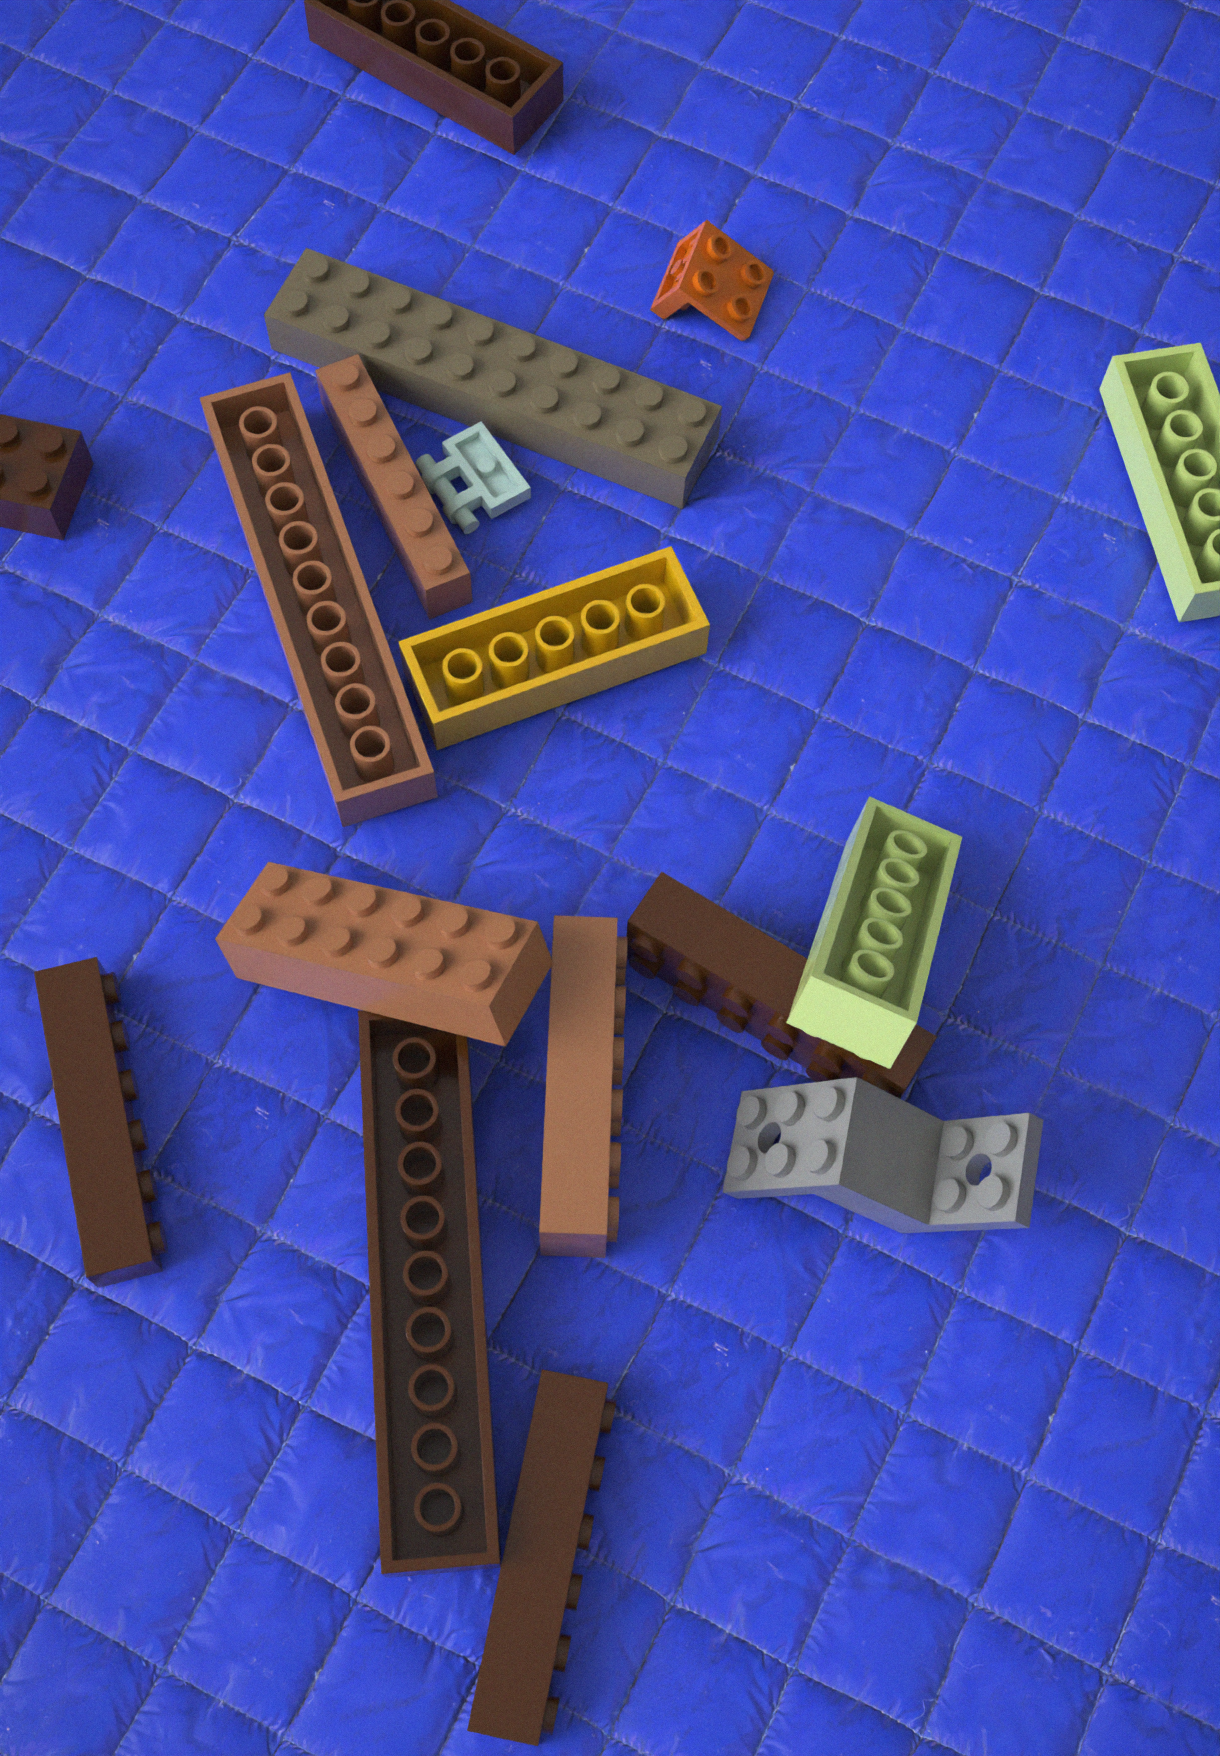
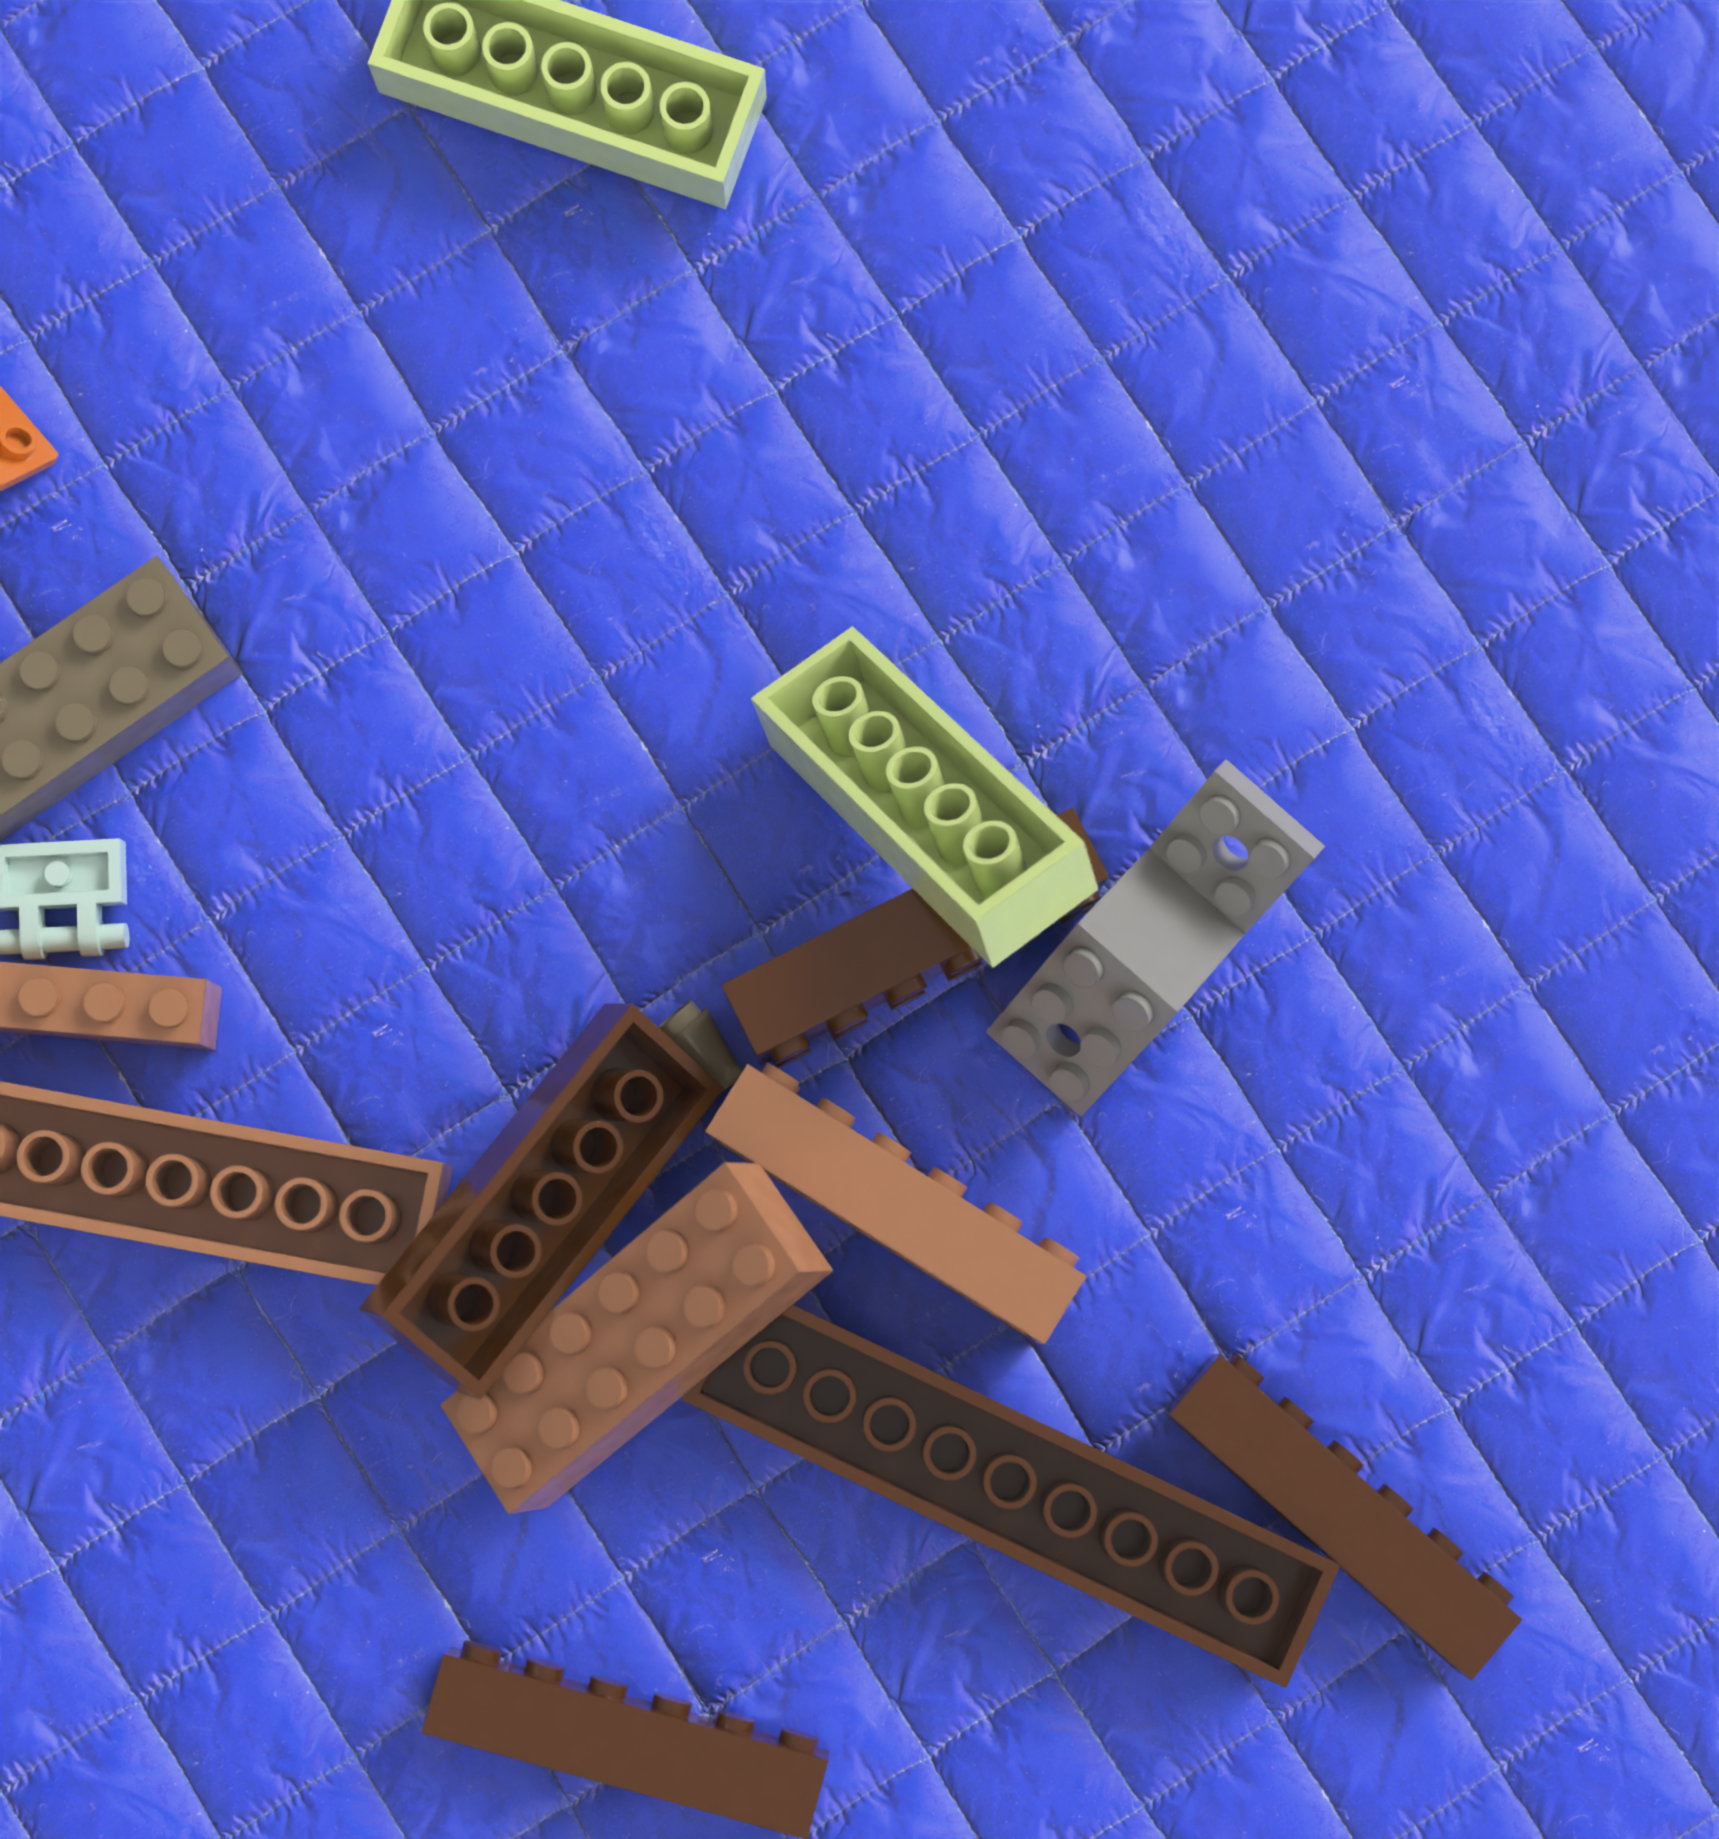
camera: 60 degrees left, 15 degrees up
(446, 843) = (542, 1199): none -> reddish brown brick
(554, 647) = (352, 932): yellow brick -> none
(615, 894) = (702, 1041): none -> dark tan cone

